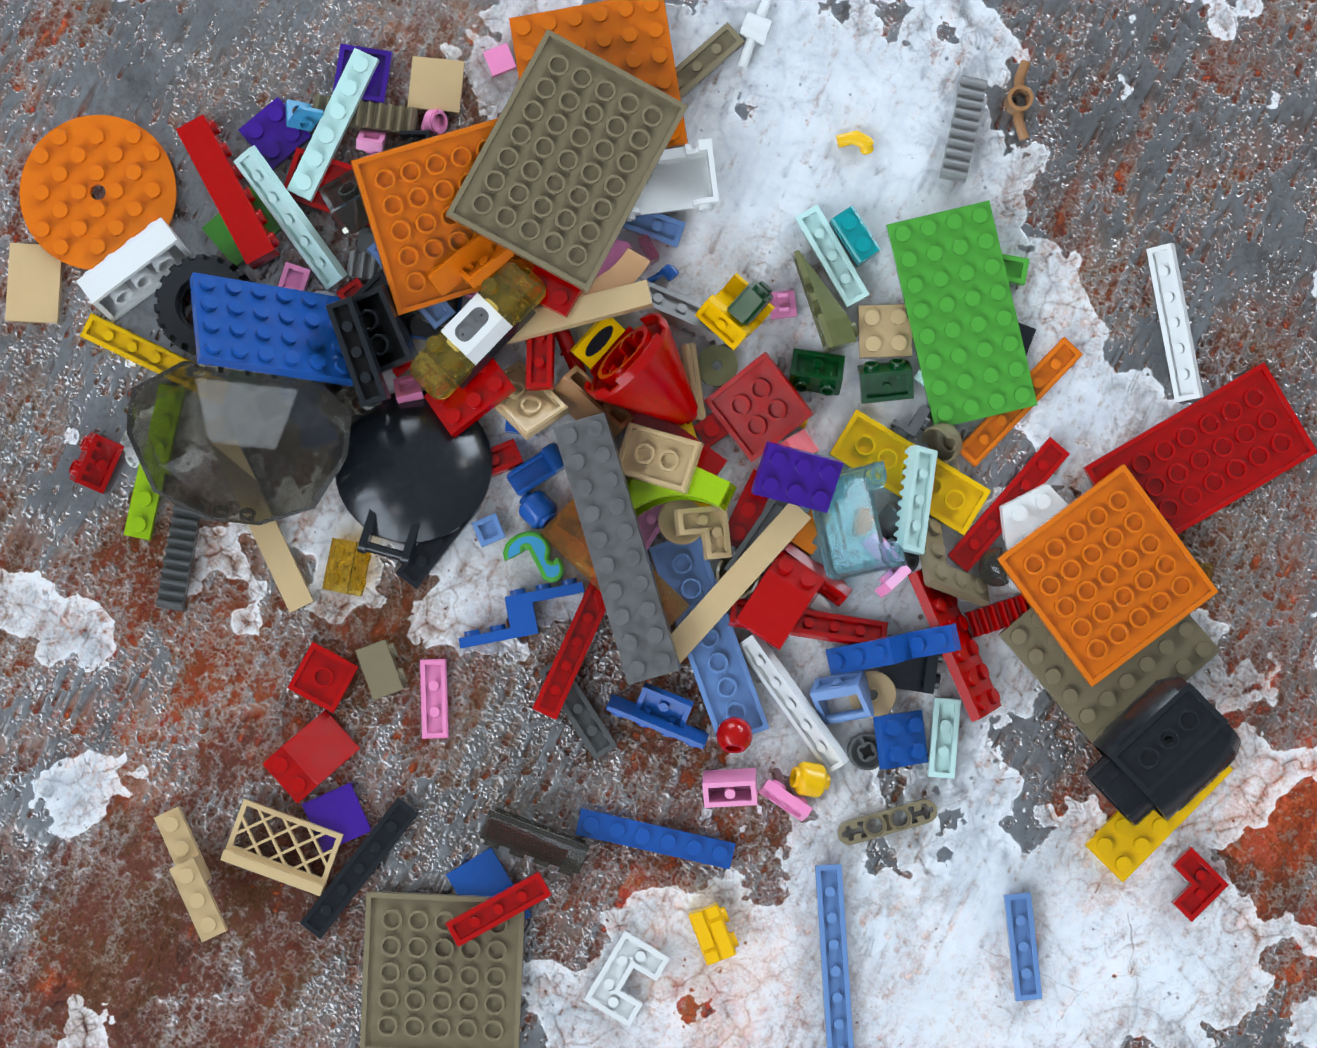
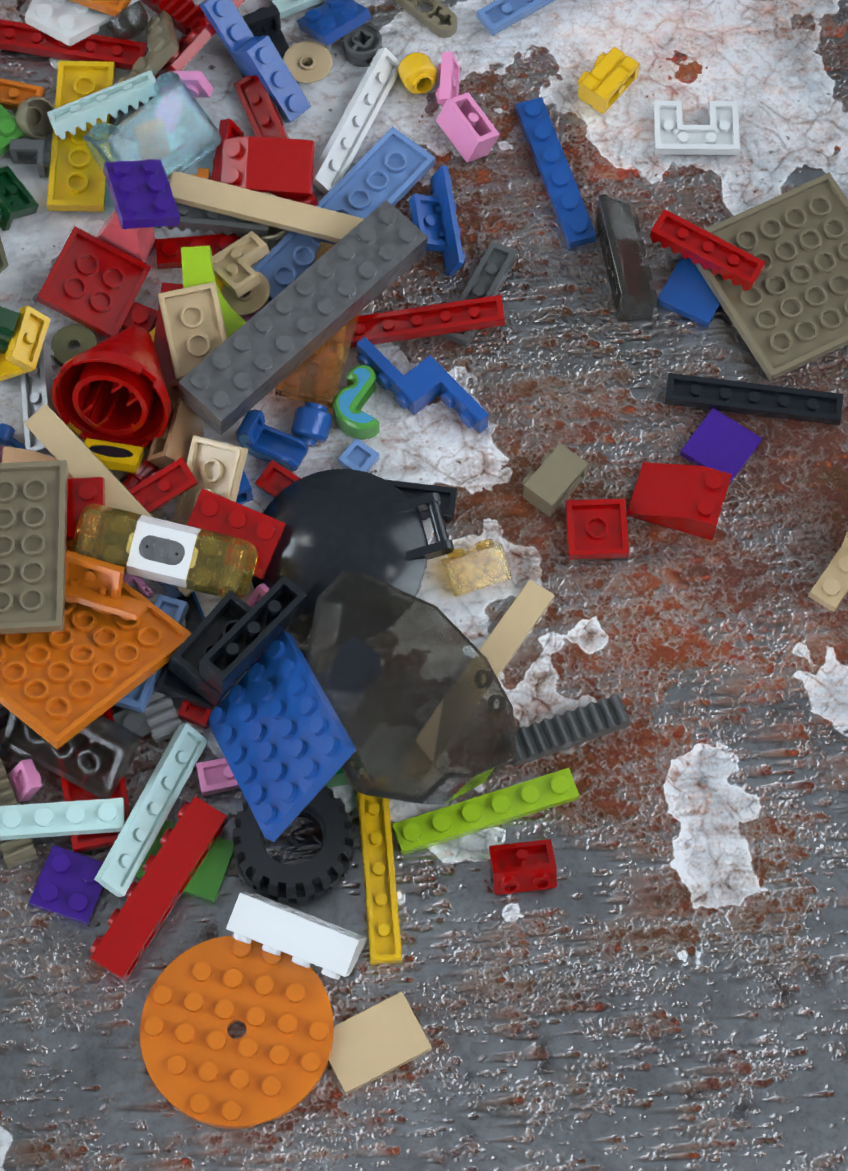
camera: 120 degrees left, 20 degrees down
(275, 869) = (805, 463): tan fence -> none
(304, 116) = (41, 854): dark azure bracket -> none
(434, 698) = (551, 423): bright pink tile -> none
(734, 735) = (416, 142): red piece -> none
(816, 372) = (28, 256): dark green bracket -> none
(840, 686) = (318, 87): medium blue tile -> none

